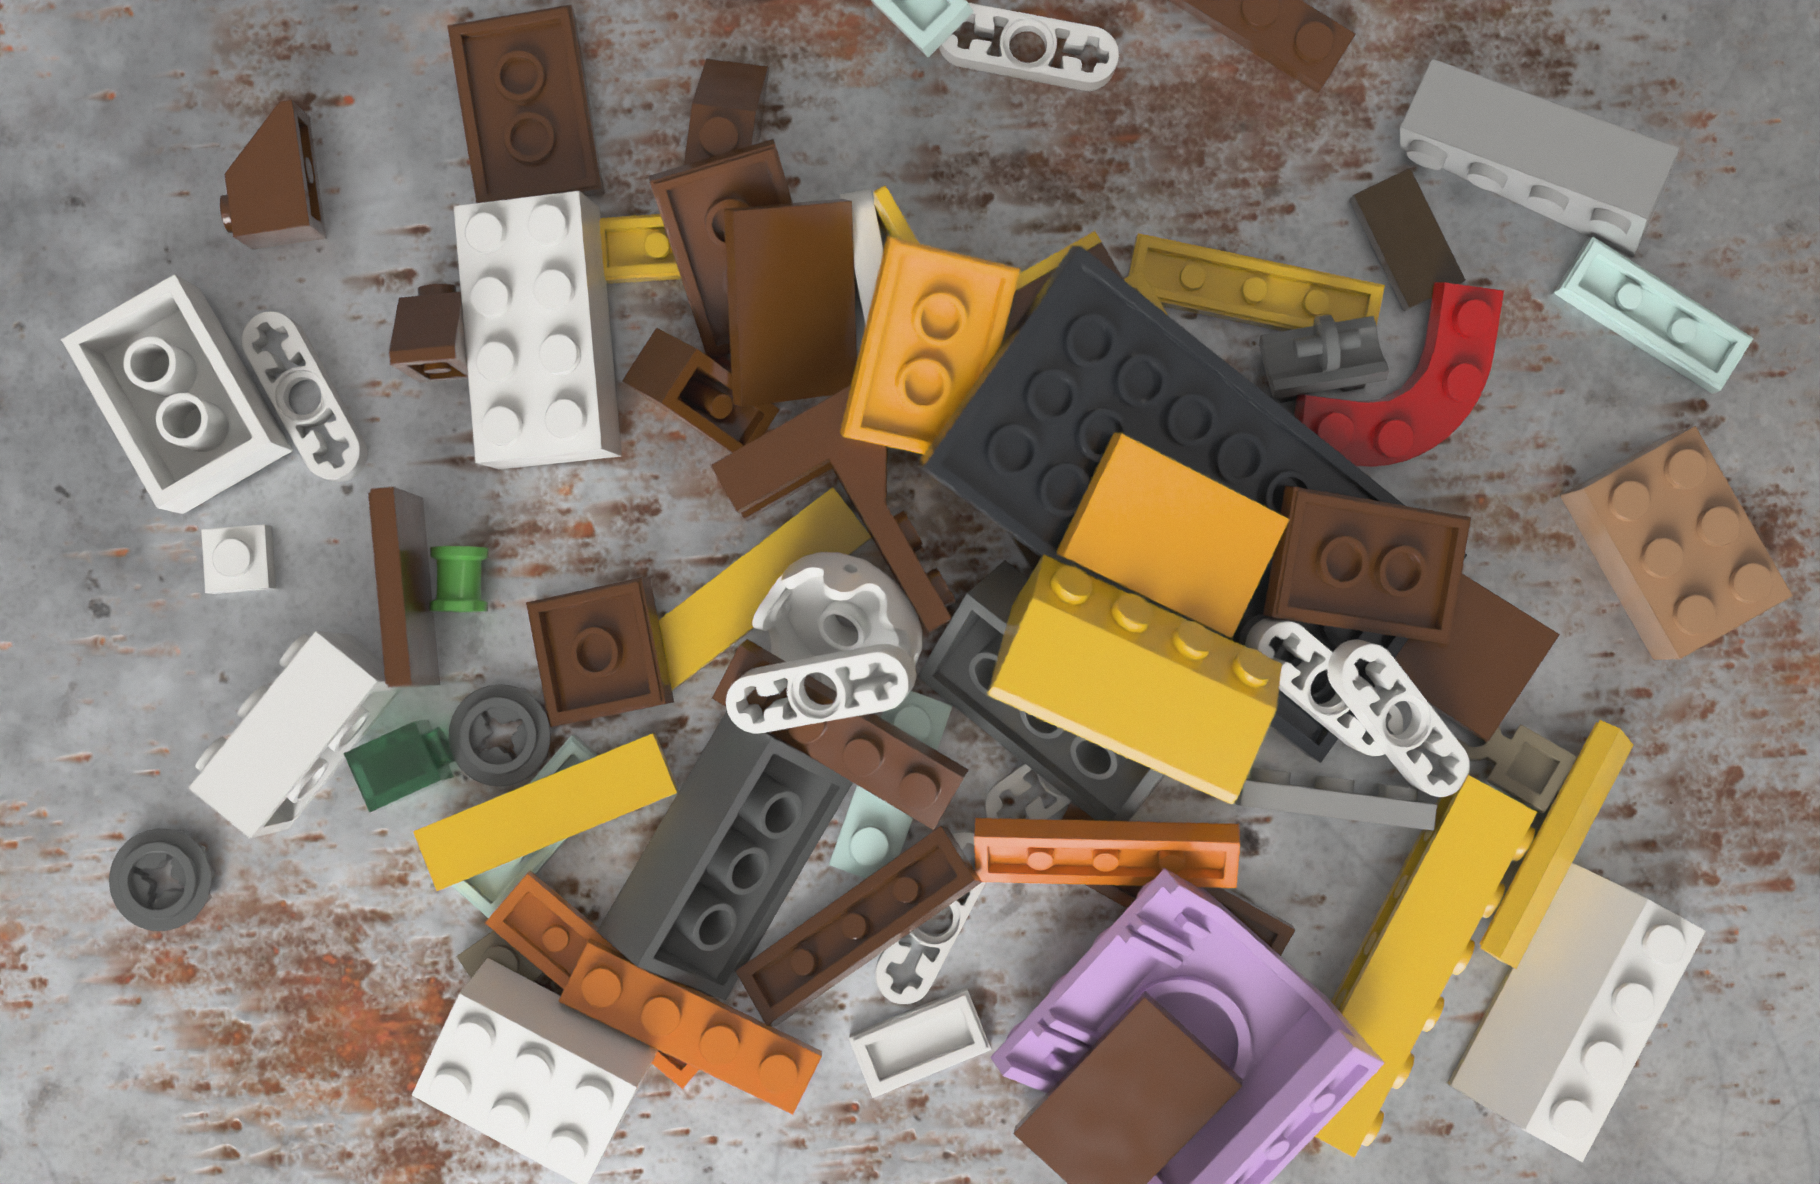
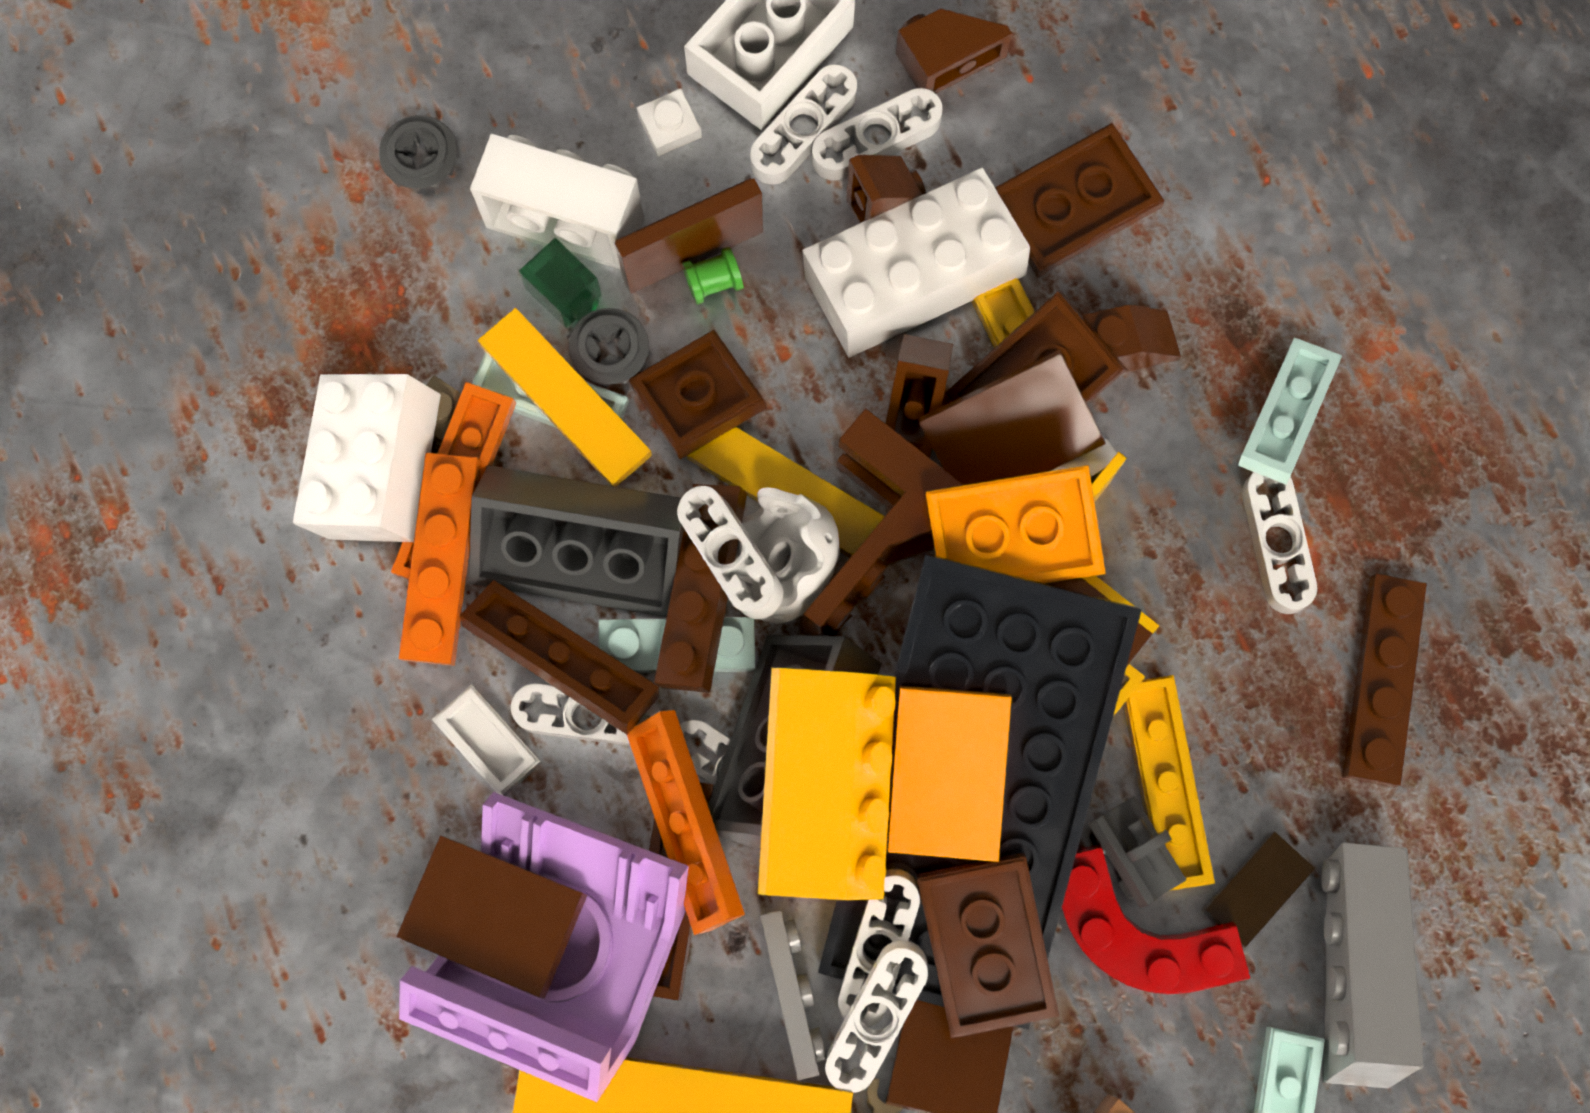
camera: 70 degrees right, 10 degrees down
(362, 265) = (901, 106): none -> white beam

